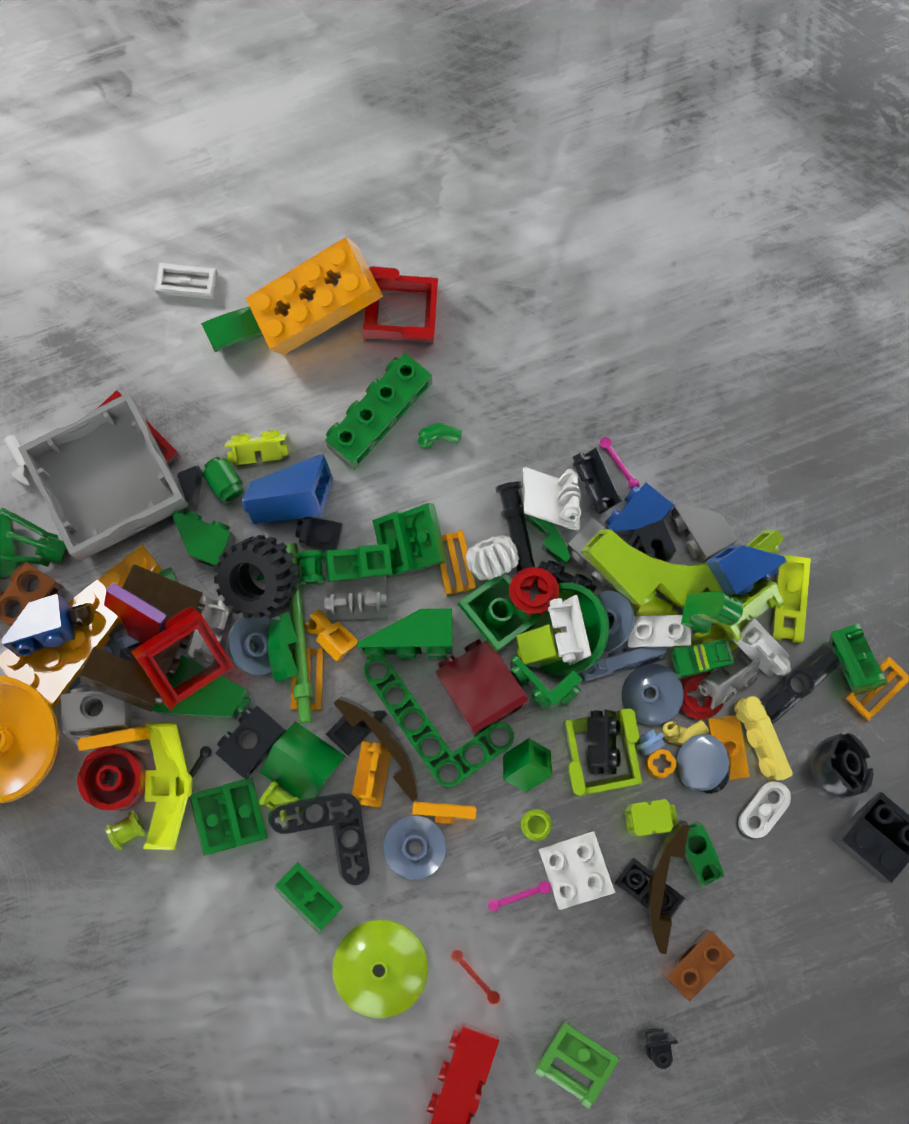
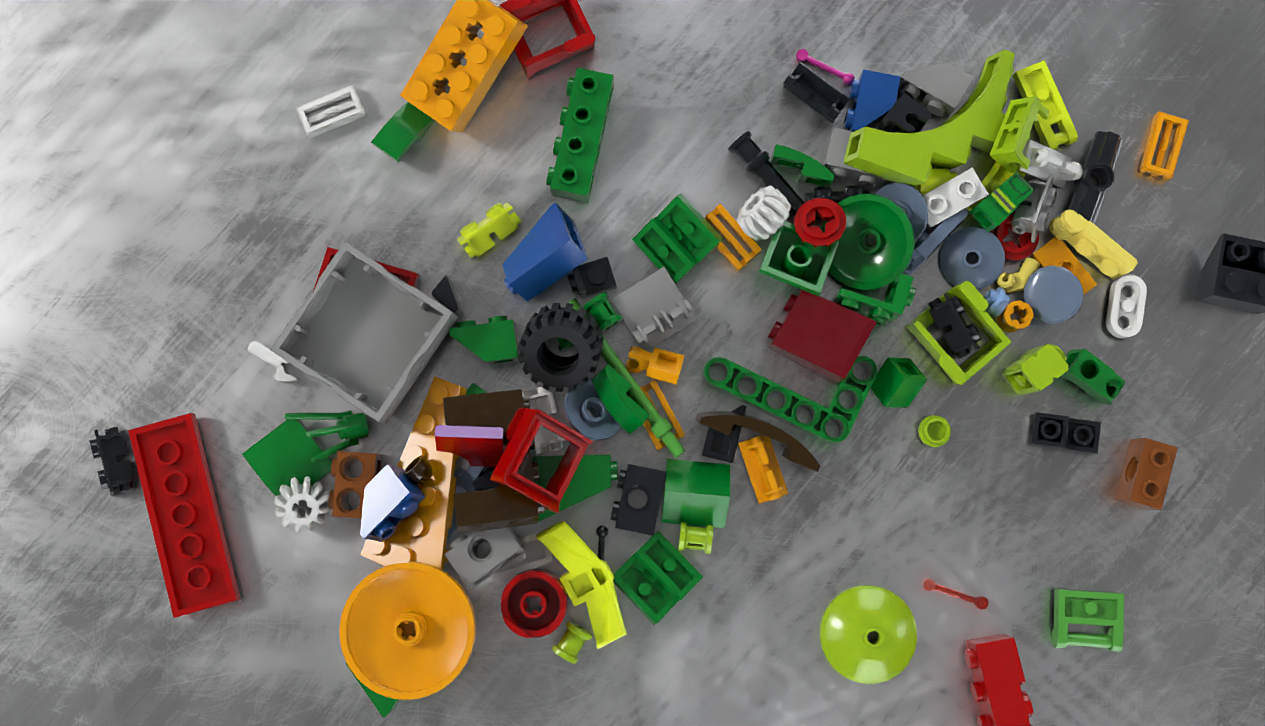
camera: 30 degrees left, 5 degrees up
(113, 738) = (516, 566): light orange tile -> none
(223, 479) = (474, 276): green brick -> none
(308, 897) = (772, 609): green hinge -> none
(339, 823) = (763, 529): black beam -> none
(358, 563) = (643, 285): green slope -> none
(397, 850) = (856, 515): sand blue dish -> none
(418, 633) = (745, 312): green slope -> none
(438, 431) = (645, 126): green arm -> none
(444, 812) = (849, 465): light orange plate -> none
(538, 646) = (855, 268): lime brick -> none
(543, 887) = (970, 482): dark pink hinge -> none
(552, 497) = (789, 129): white hinge -> none
(573, 640) = (880, 241): white hinge -> none
(577, 870) = (994, 450): white hinge -> none
(658, 1046) = (1155, 564): black hinge -> none
(674, 846) = (1076, 421): dark brown slope -> none
(710, 608) = (991, 150): green leg -> none
(741, 566) = (995, 99): blue slope -> none
(841, 766) = (1174, 232): black cylinder -> none
(857, 659) = (1136, 130): green hinge -> none

